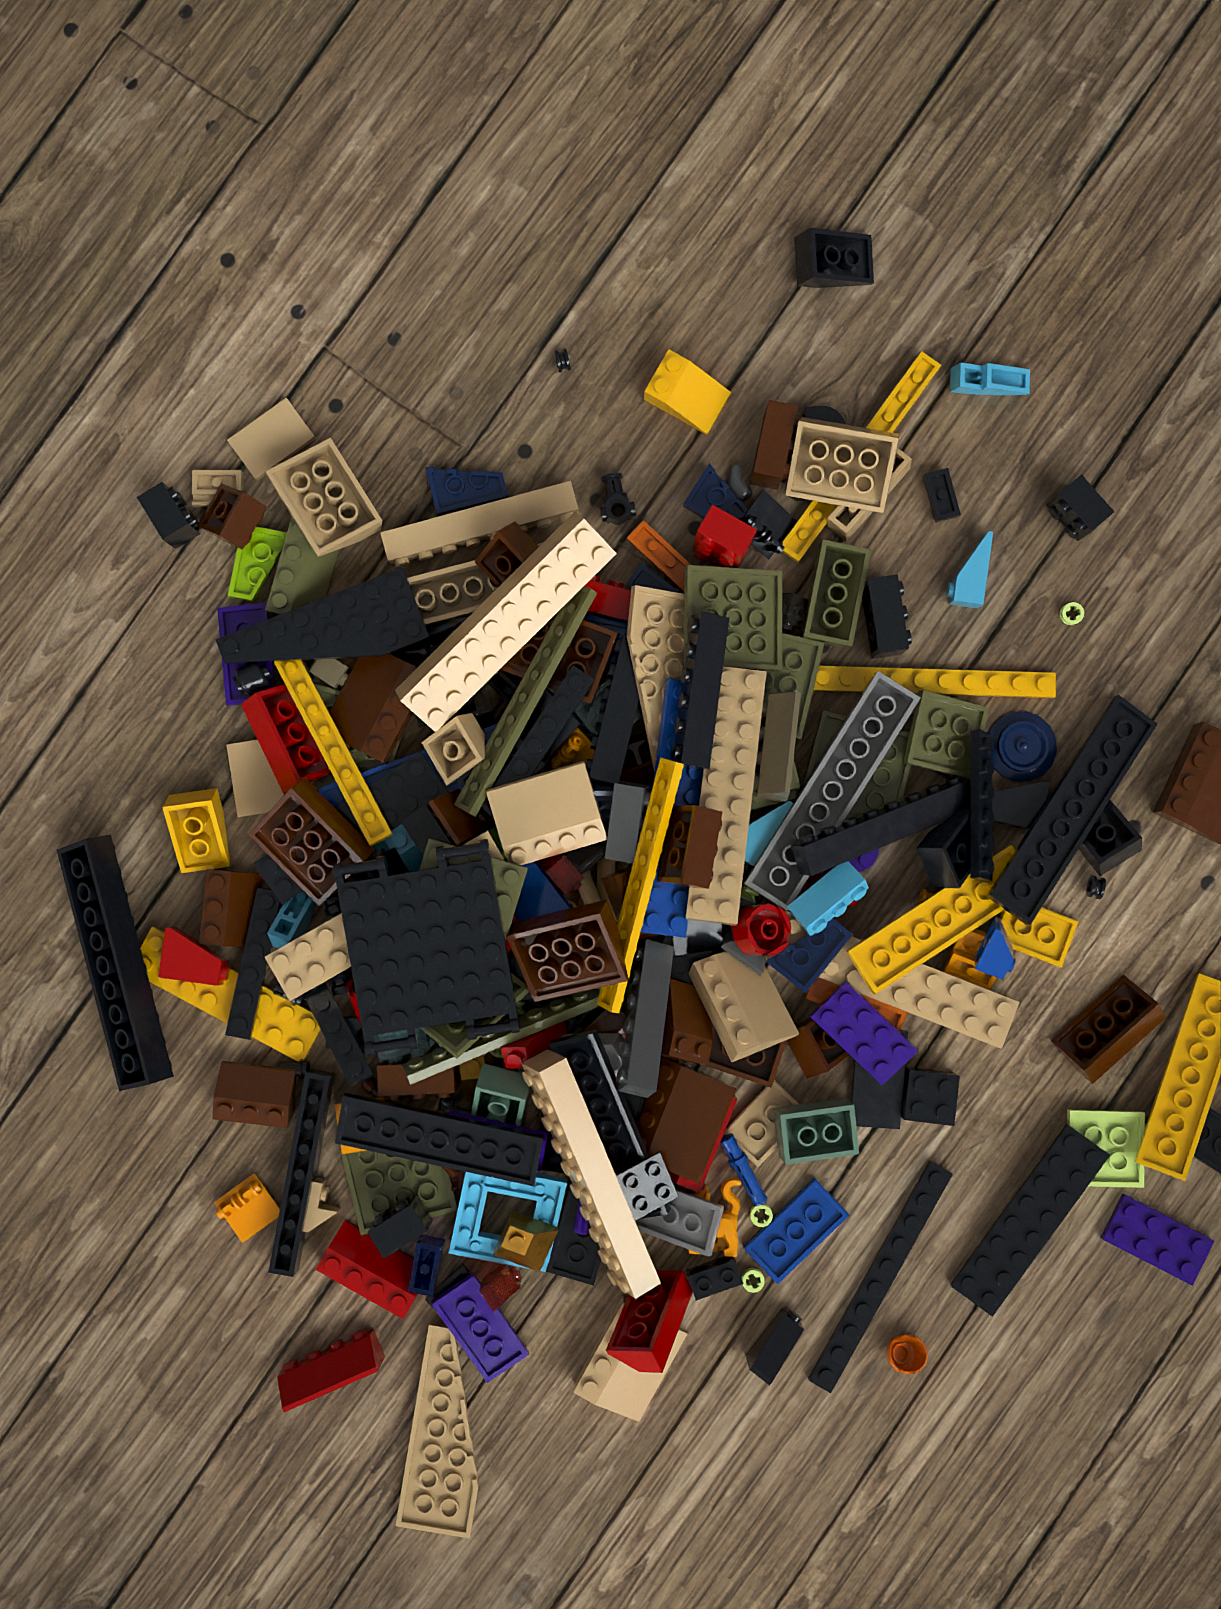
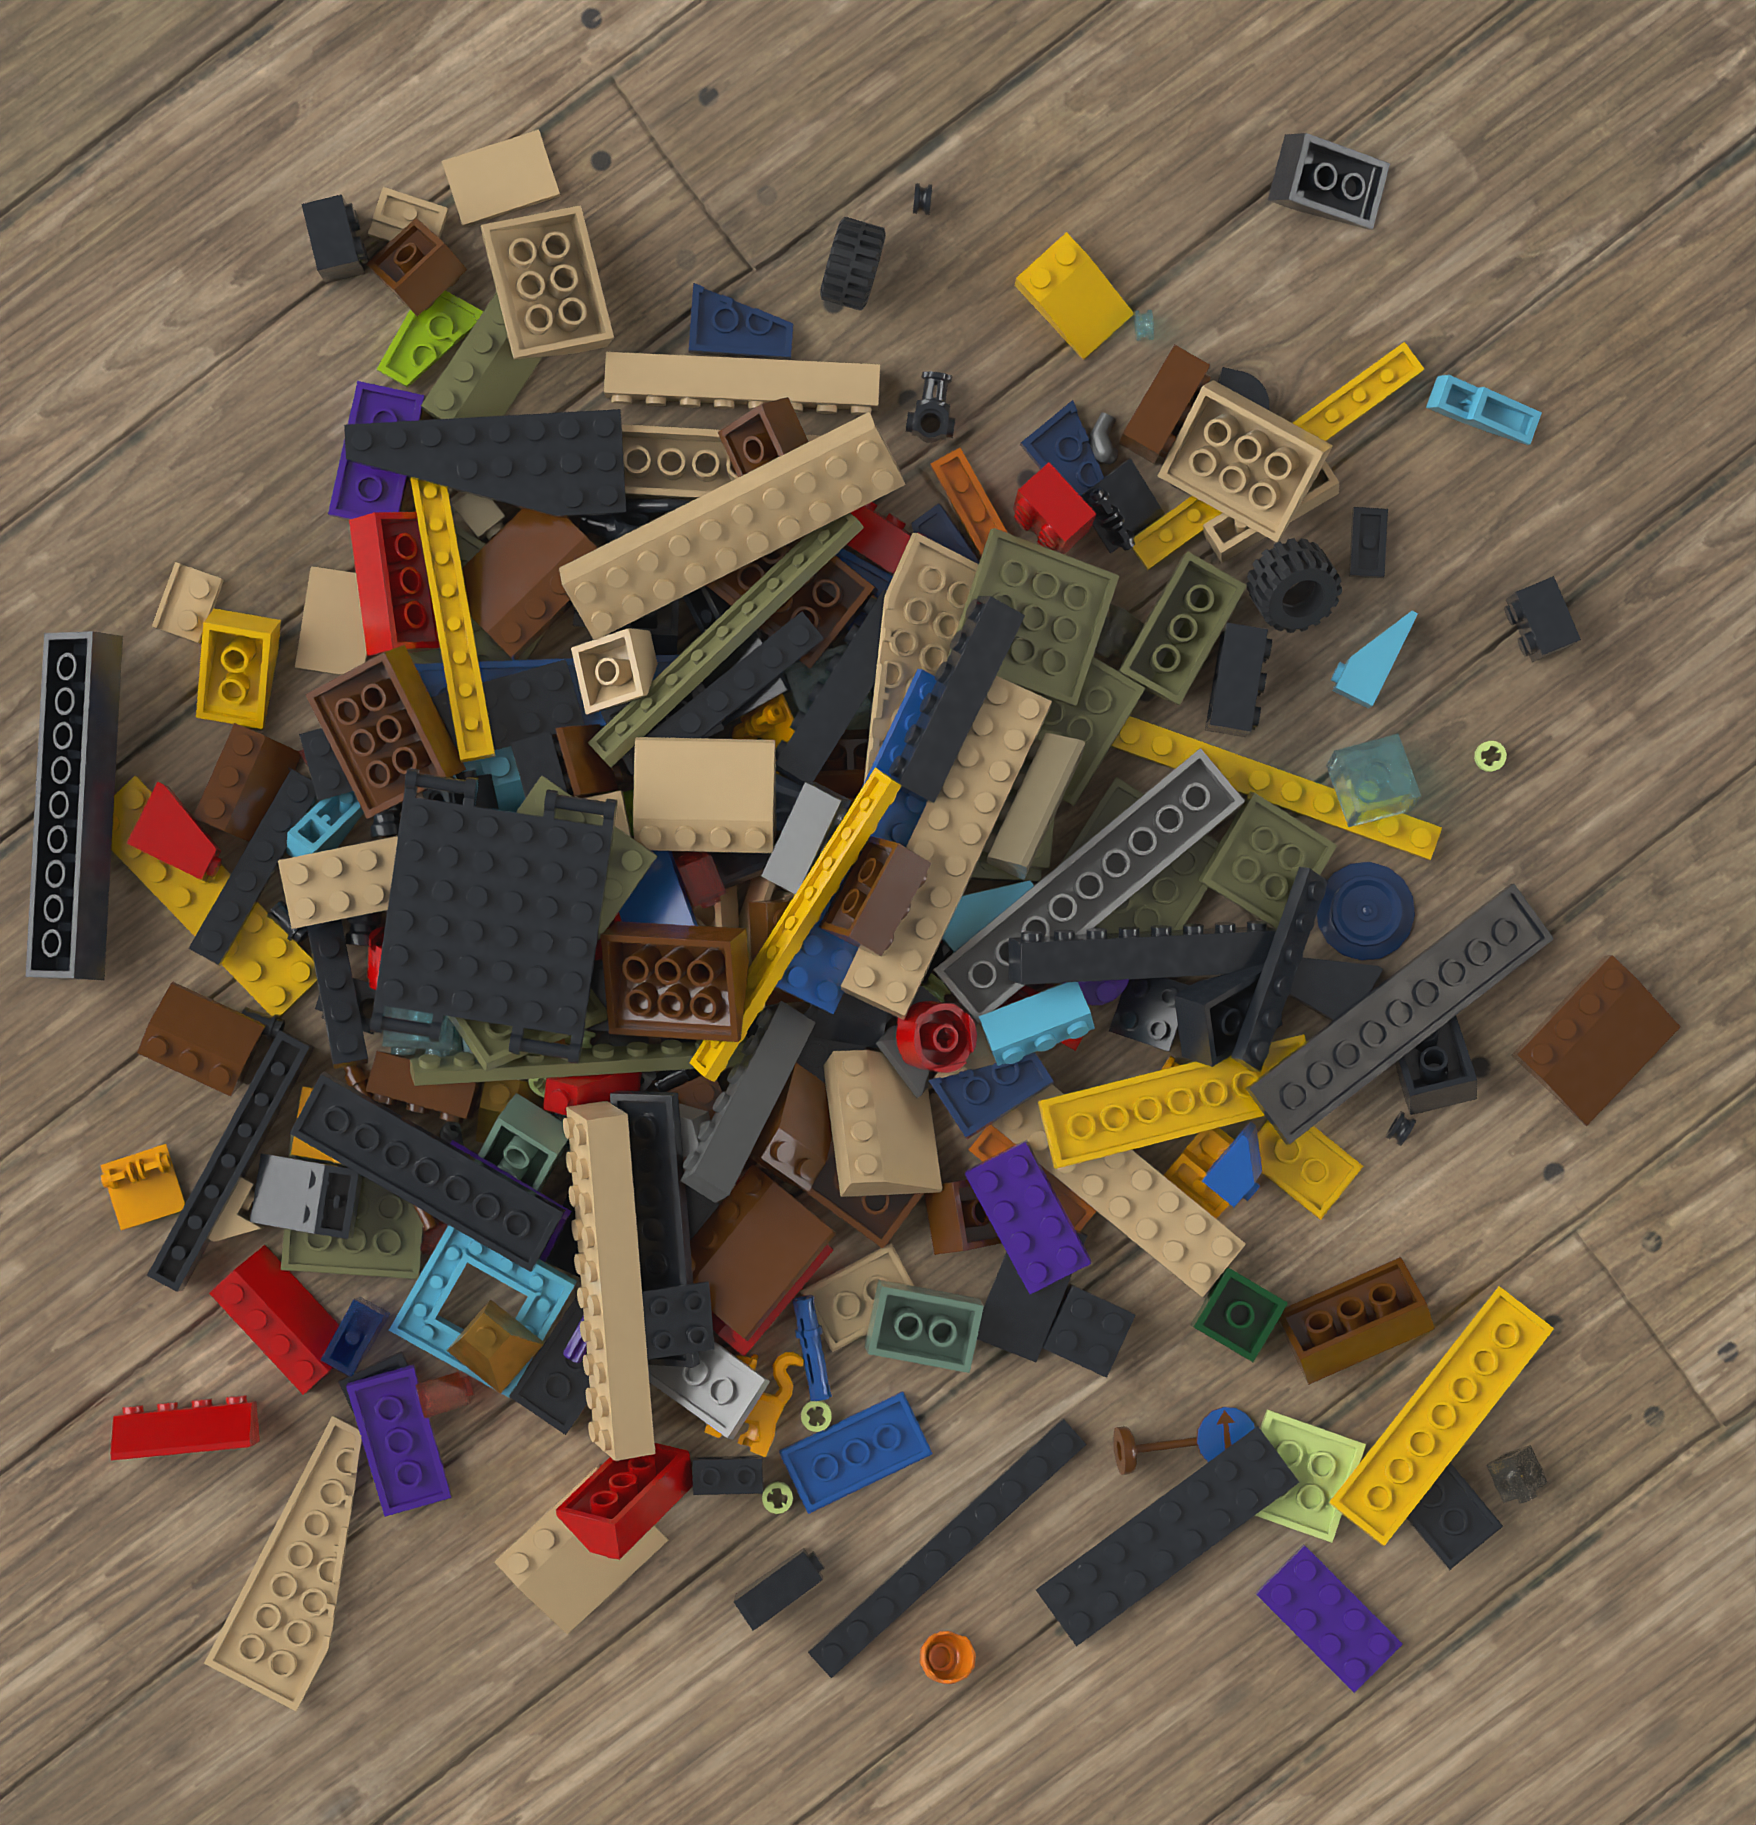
camera: 10 degrees right, 0 degrees up
(149, 795) = (187, 602): none -> tan plate
(252, 678) = (374, 491): black head -> none
(362, 1181) = (306, 1196): none -> slope
(400, 1226) = (338, 1270): black brick -> none
(529, 417) = (852, 263): none -> black tyre
(740, 397) = (1143, 325): none -> clear light blue bush
(899, 864) = (1148, 1012): none -> black hinge
(903, 539) = (1280, 570): none -> black tyre
(1000, 655) = (1373, 780): none -> clear light blue brick
(1030, 1052) = (1239, 1314): none -> dark green brick
(1038, 1138) = (1214, 1435): none -> piece

